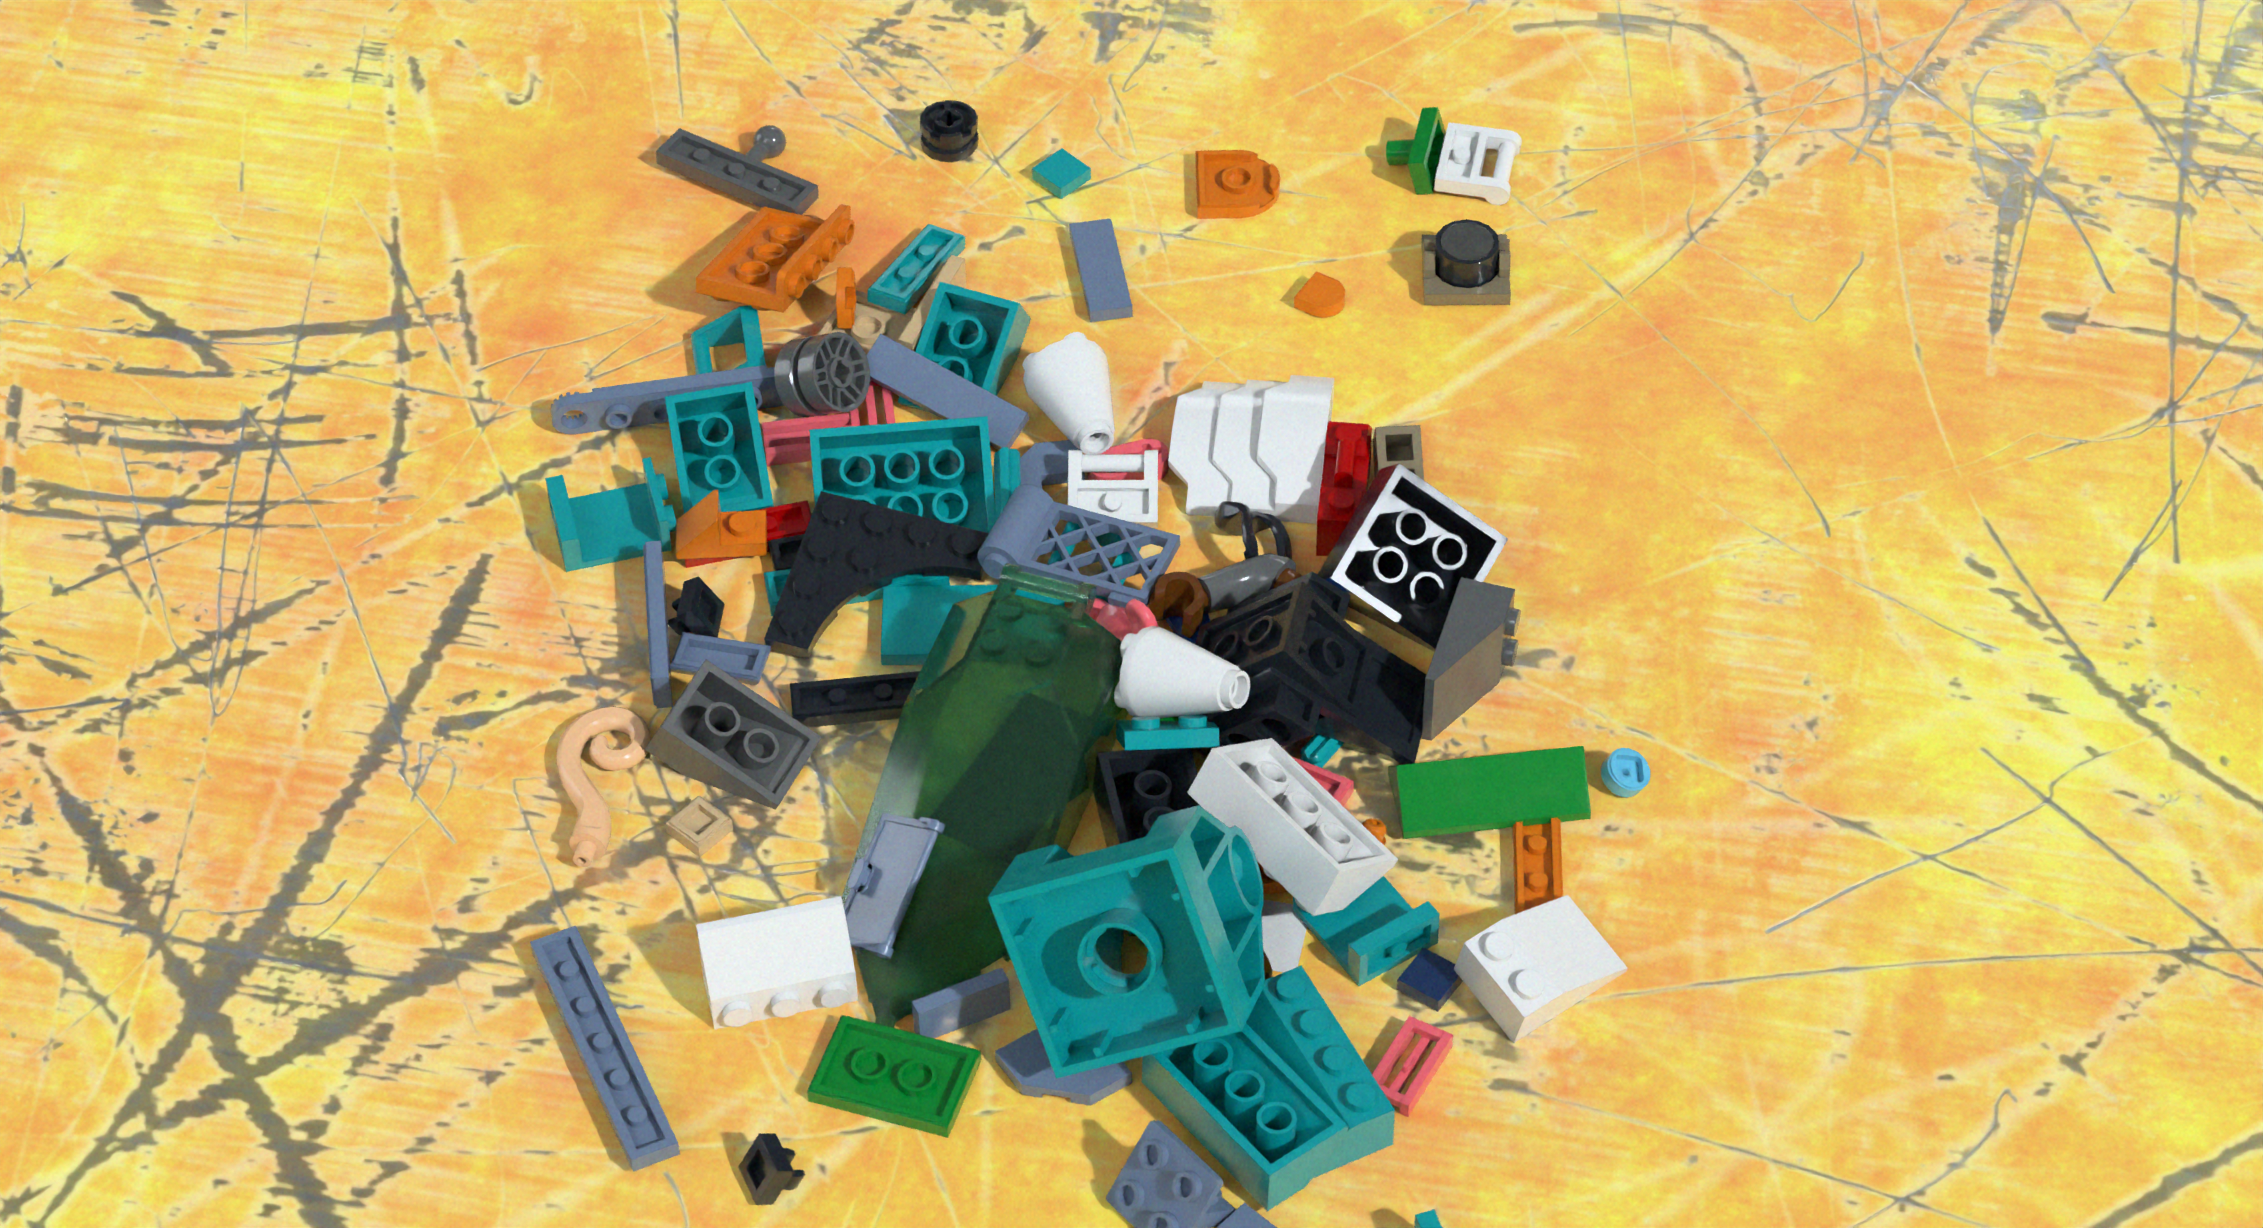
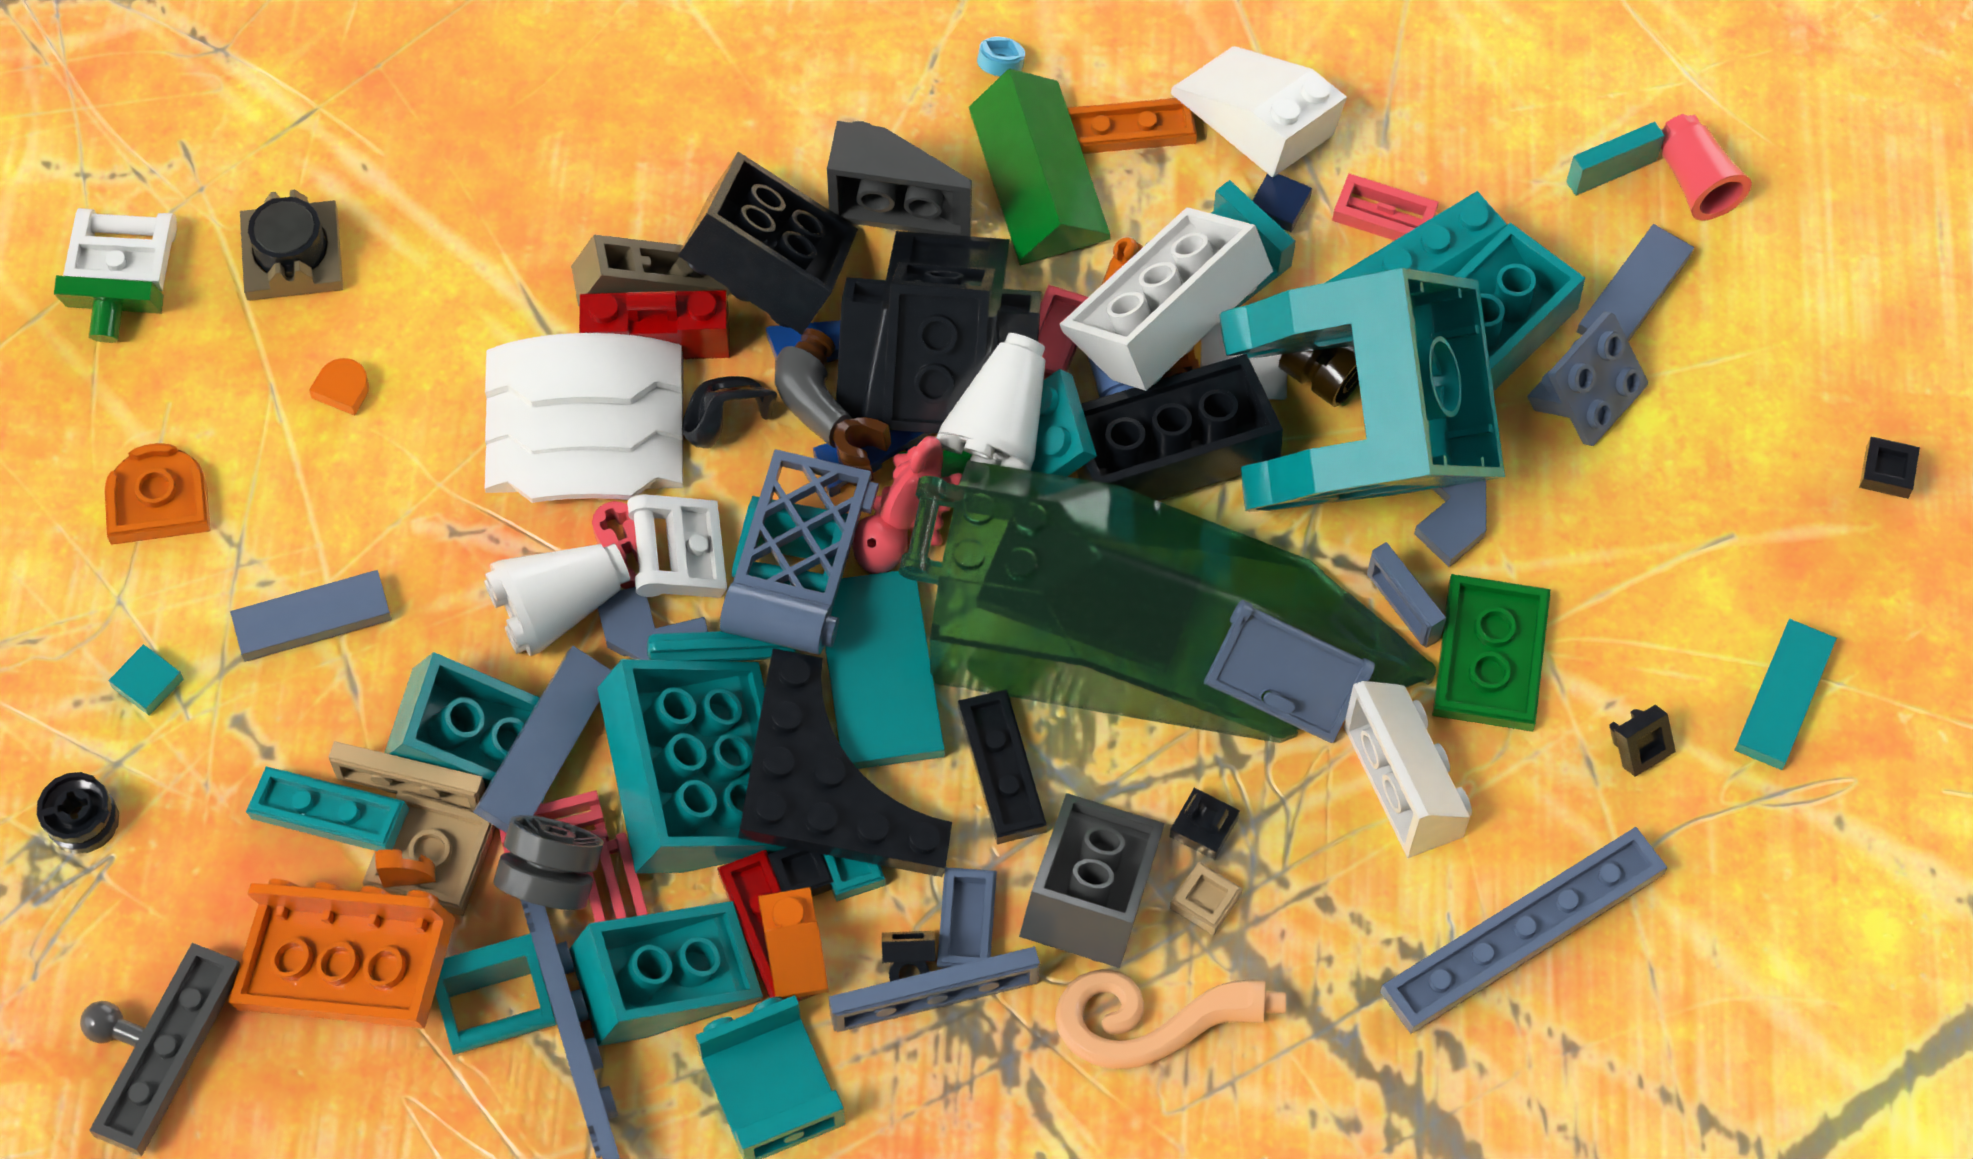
camera: 100 degrees left, 15 degrees up
(770, 832) = (1204, 823): none -> black tile

